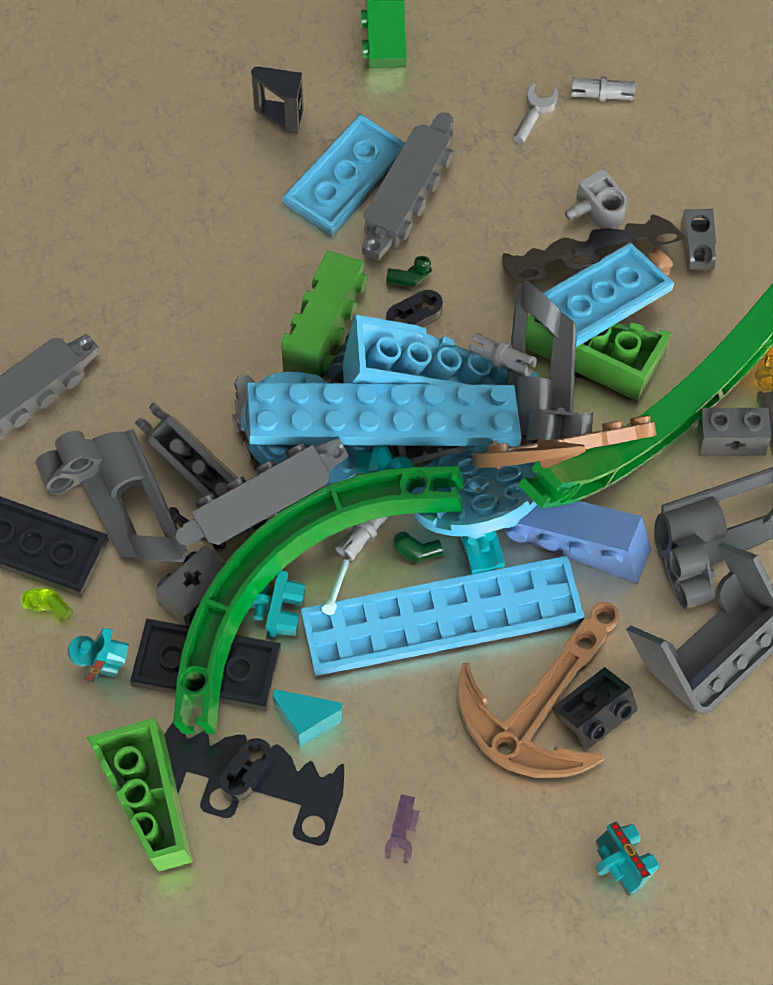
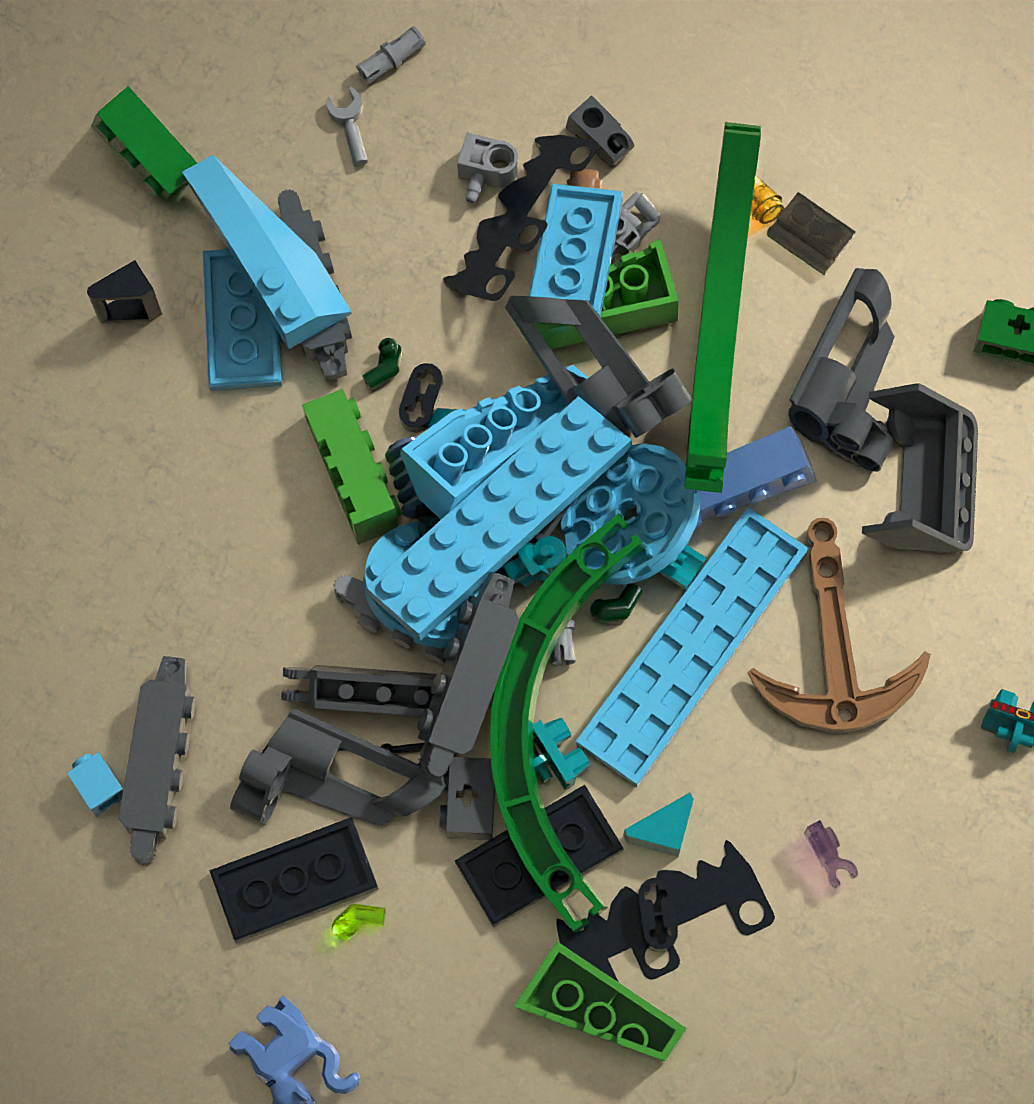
camera: 40 degrees left, 10 degrees up
(102, 654) = (451, 927): teal hips -> none
(329, 606) = (600, 719): light aqua piece -> none
(394, 144) = (269, 254): none -> medium azure wedge
(502, 354) = (544, 377): light grey pin -> none
(558, 450) = (678, 444): medium nougat piece -> none
(596, 707) = (884, 616): black bracket -> none
(659, 317) = (631, 227): none -> light grey piece
(734, 431) = (782, 283): dark grey brick -> none

